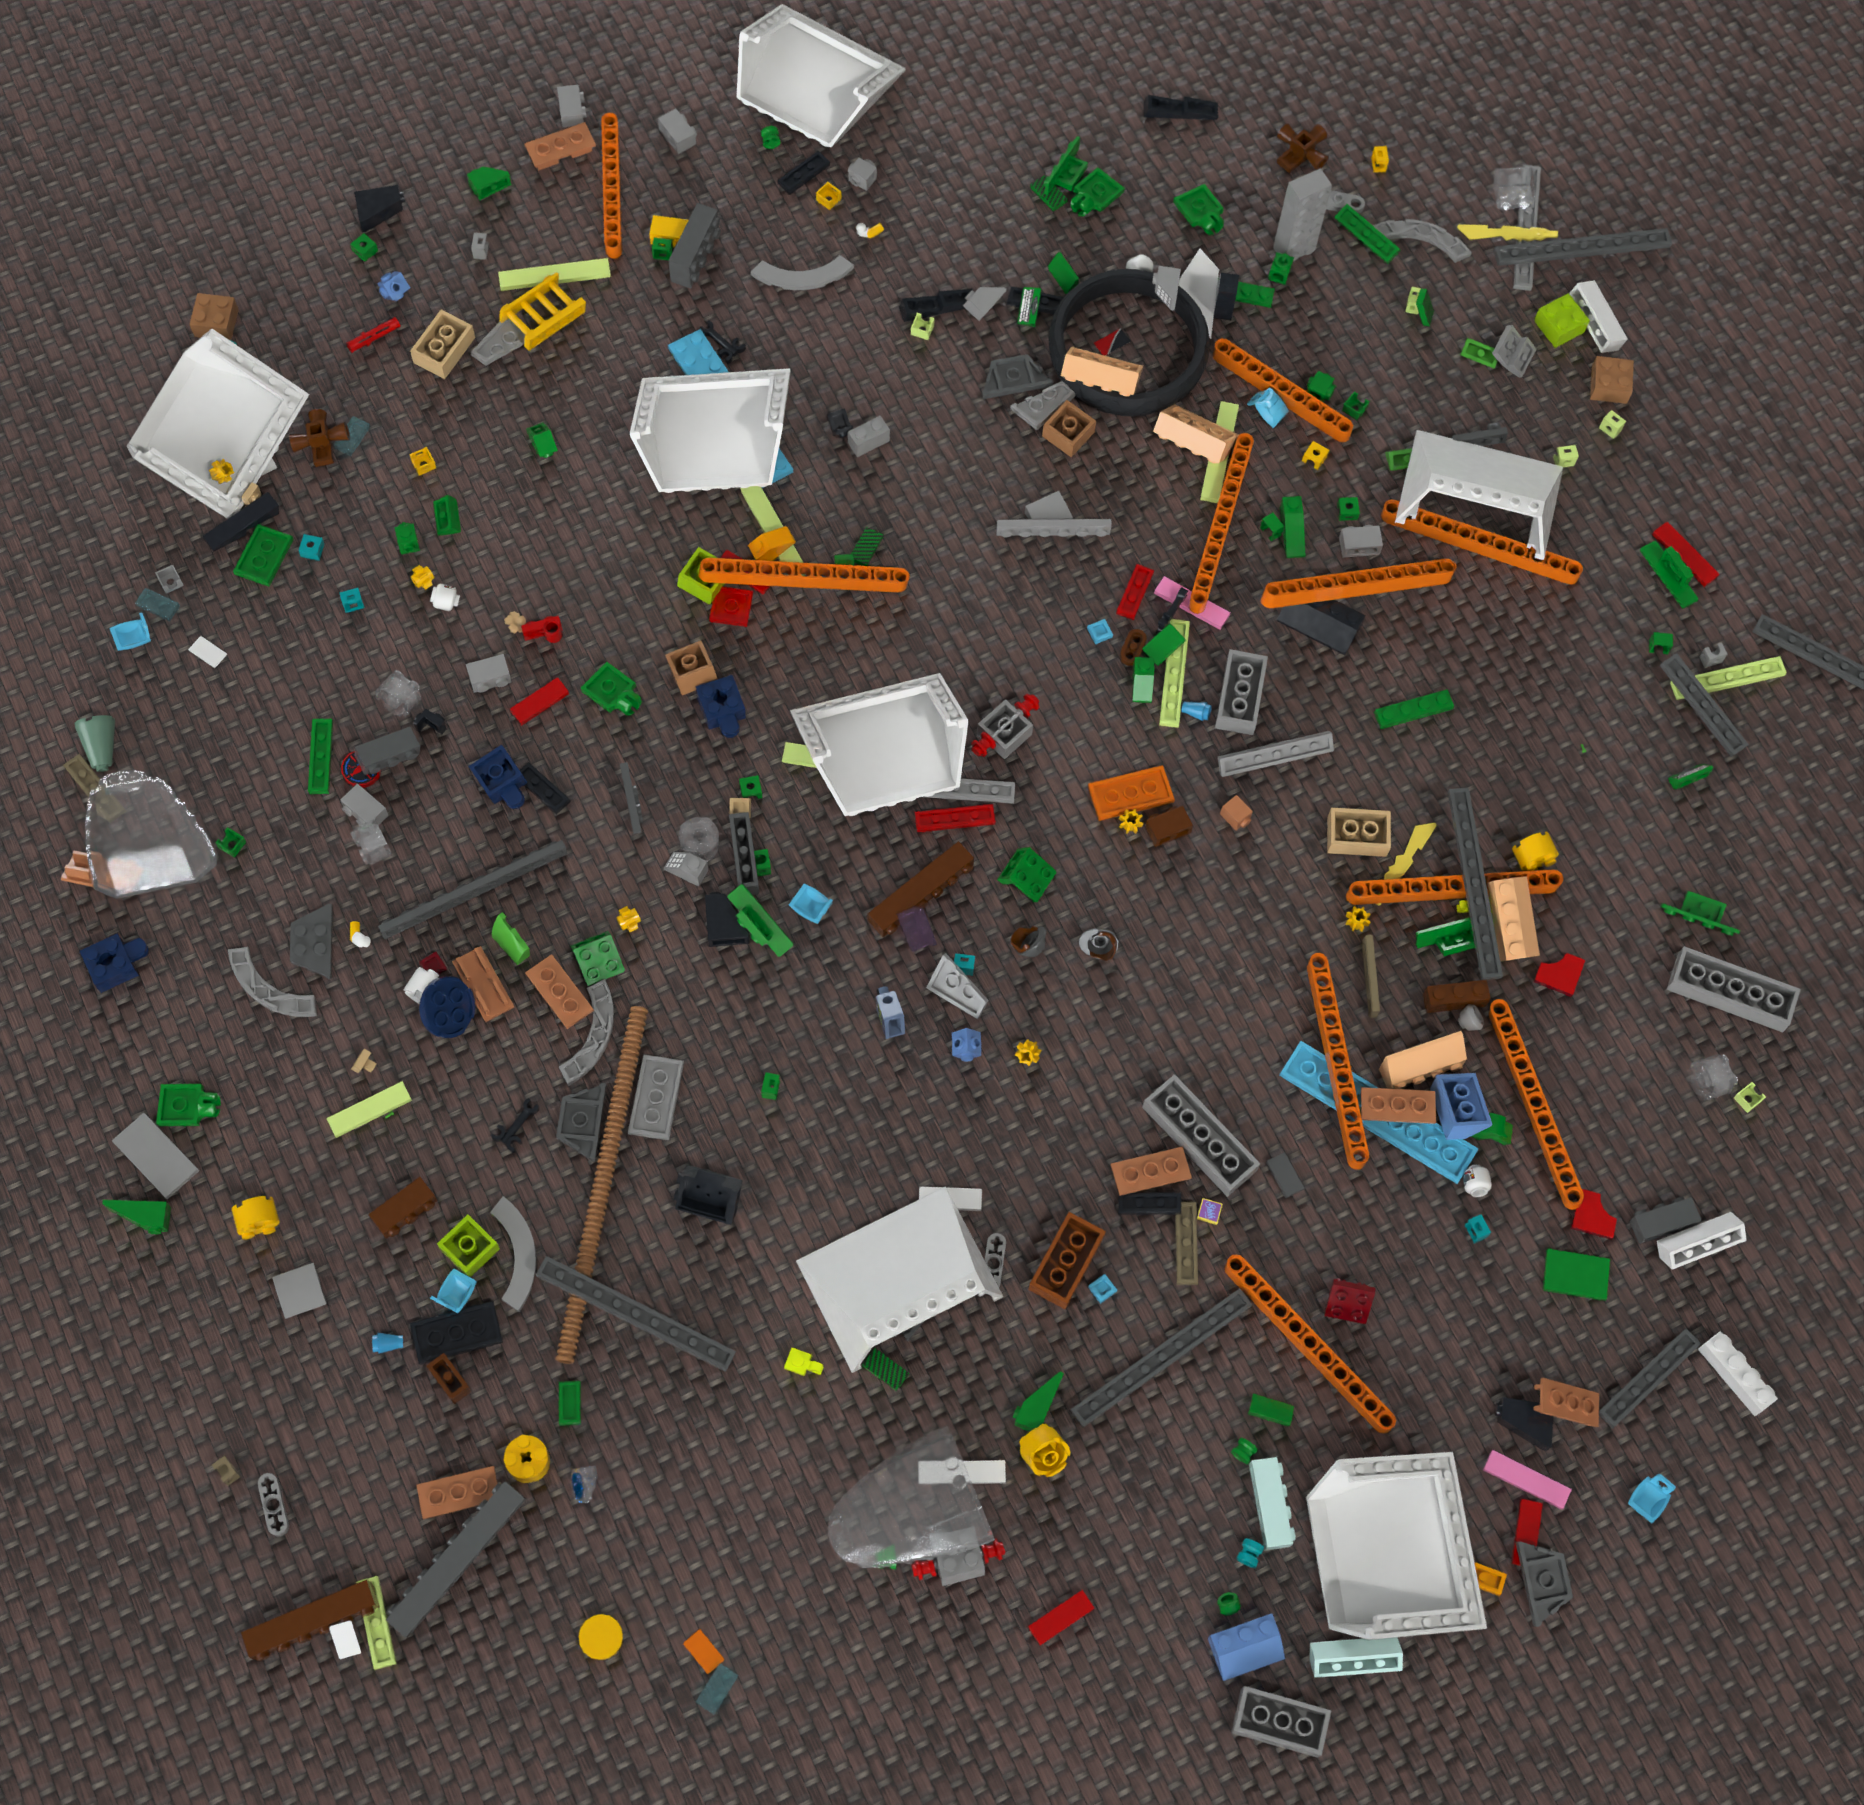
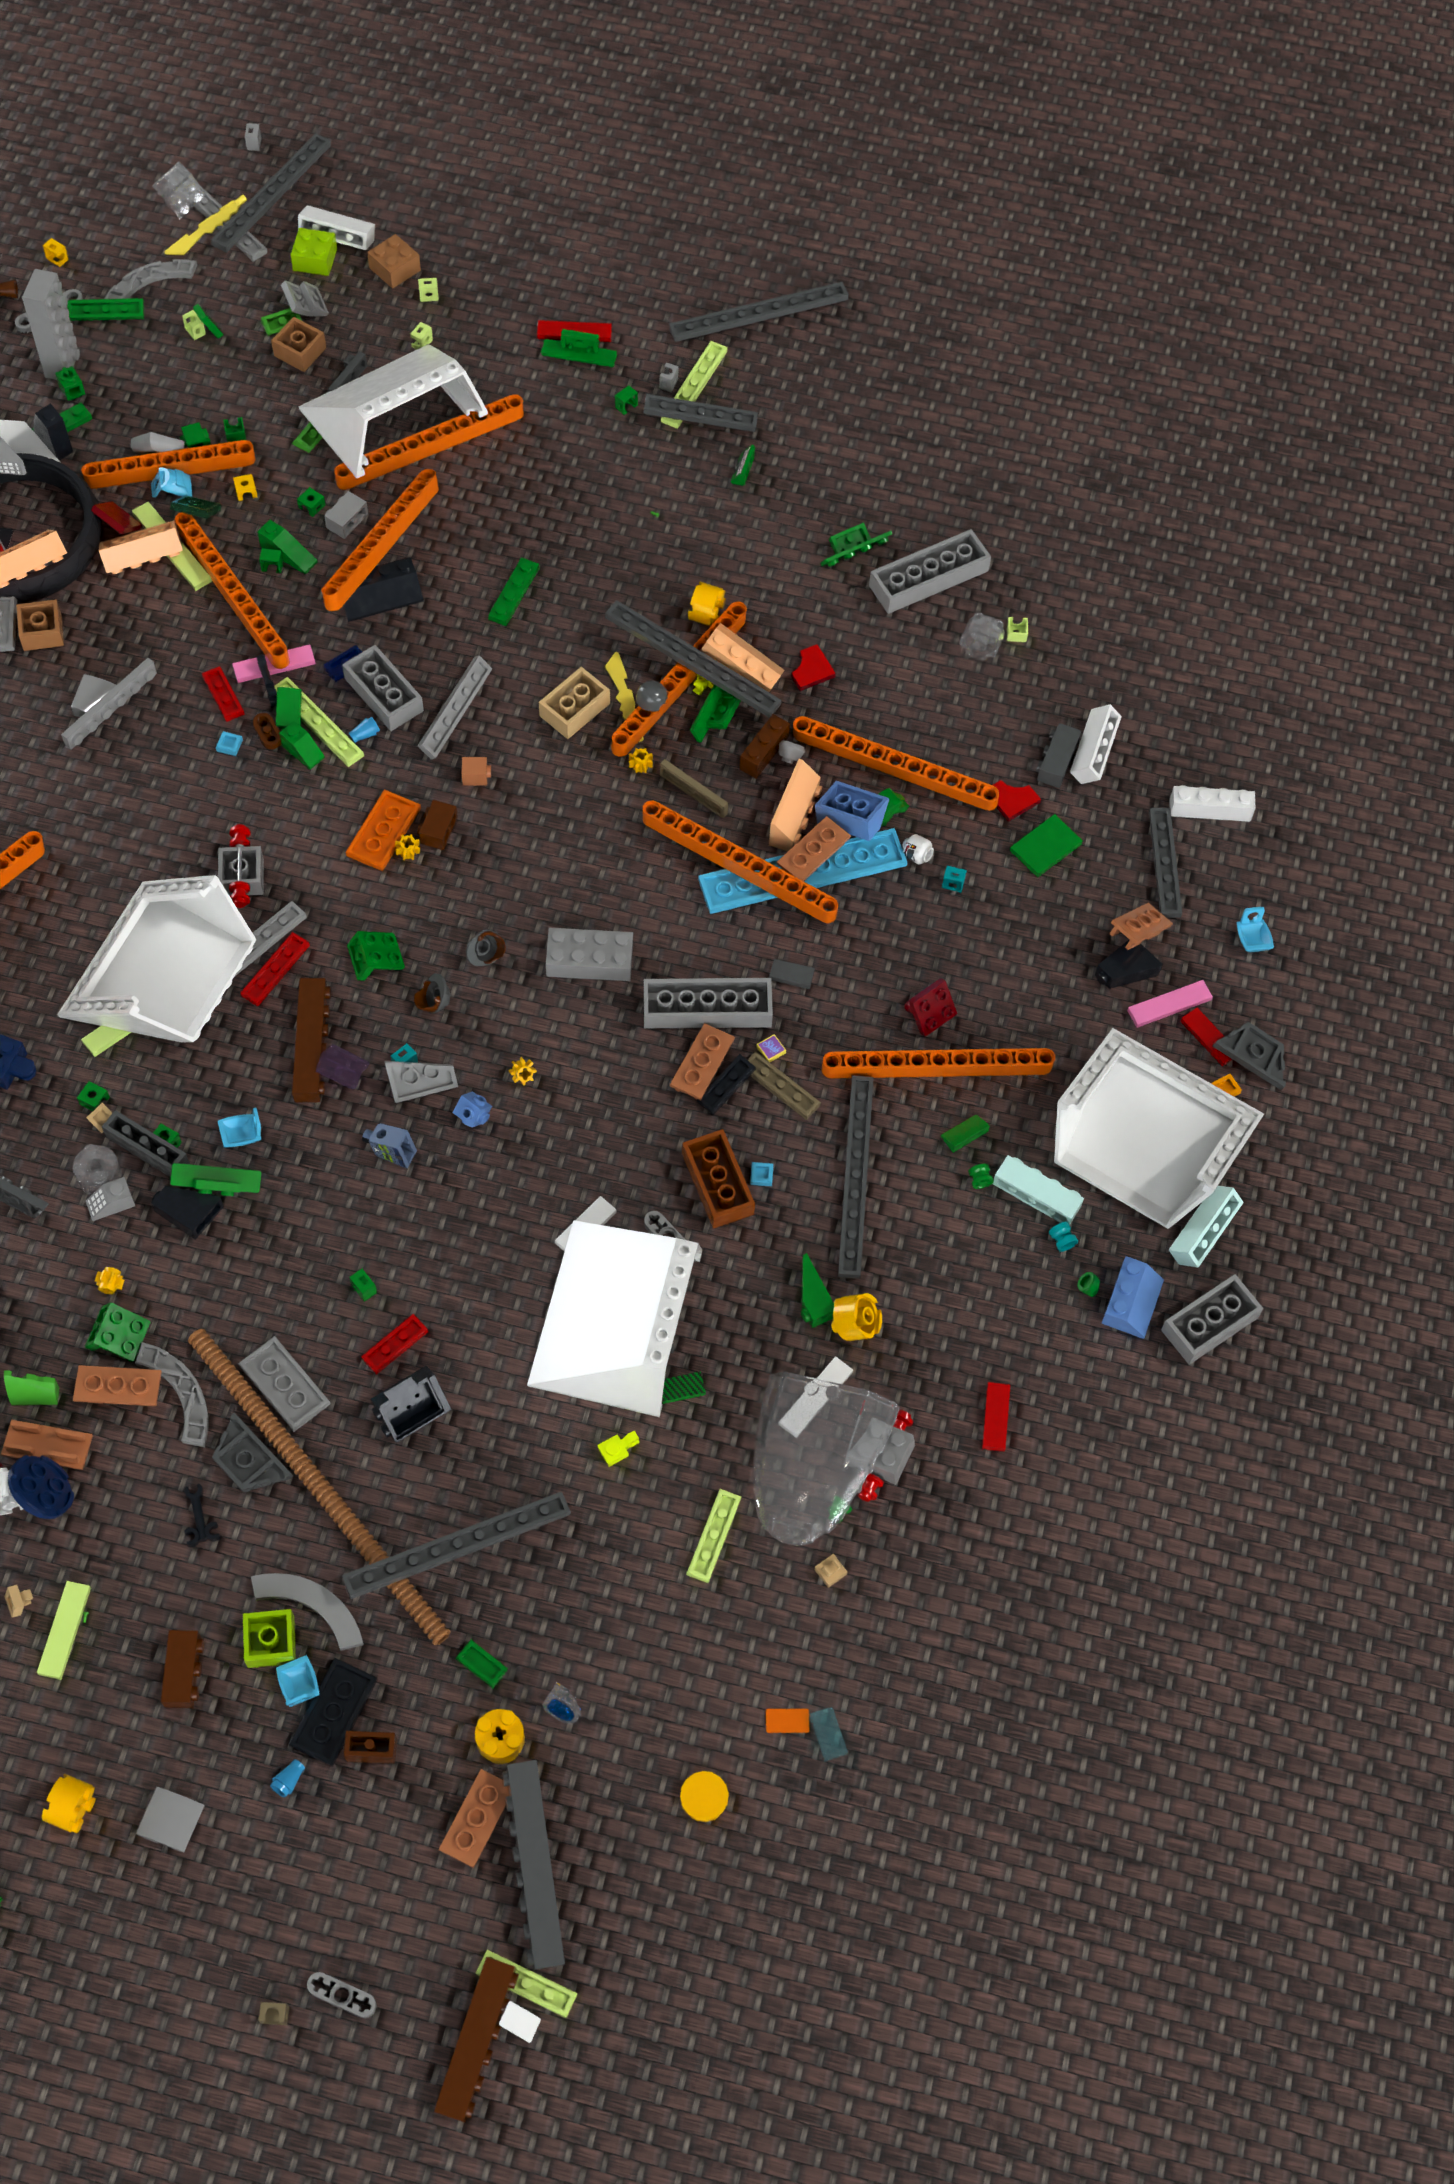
camera: 50 degrees left, 5 degrees down
(747, 1145) = (394, 1344): none -> red tile
(795, 1486) = (714, 1536): none -> yellowish green tile
(839, 1591) = (830, 1570): none -> tan tile
(1163, 1019) = (589, 954): none -> light grey brick
(1201, 397) = (116, 517): none -> dark red tile
(1238, 645) = (334, 666): none -> clear blue plate
(1264, 439) = (195, 506): none -> clear green tile
(1287, 368) = (154, 442): none -> light grey brick
(1414, 881) = (651, 695): none -> dark grey hair
(1470, 382) = (298, 344): none -> medium nougat brick
(1616, 194) = (253, 140): none -> light grey piece

